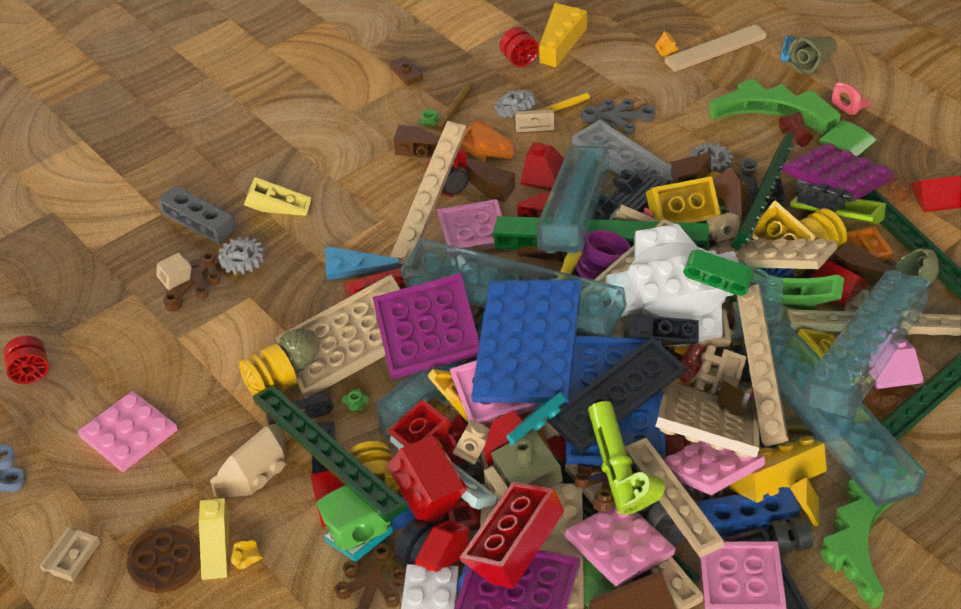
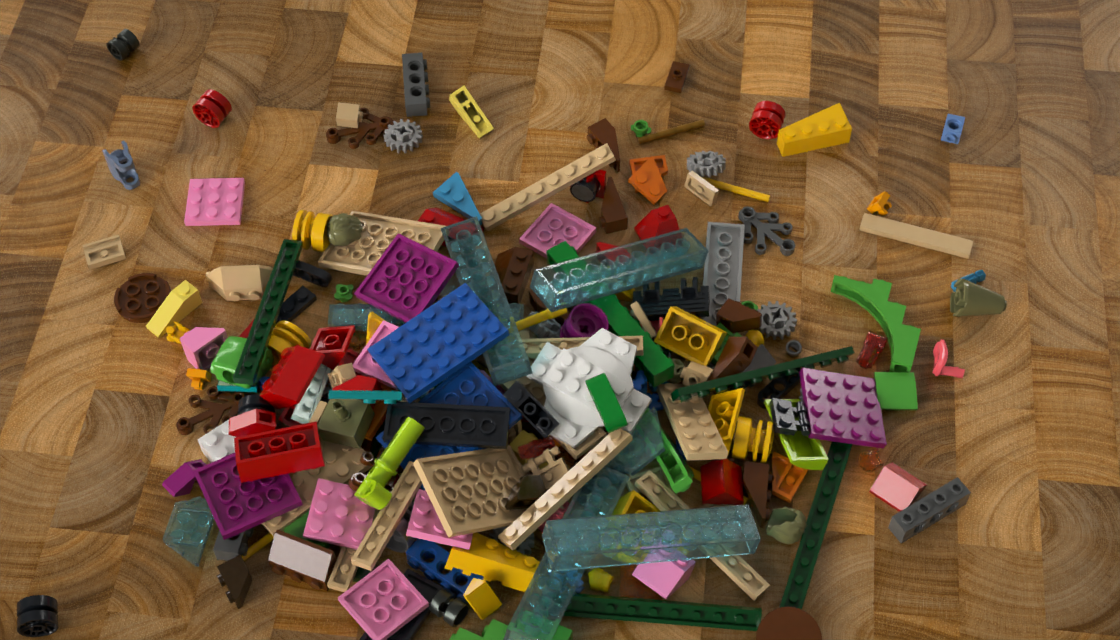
camera: 45 degrees right, 10 degrees up
(295, 537) = (203, 345): none -> bright pink slope
(319, 569) = (198, 377): none -> light orange tile

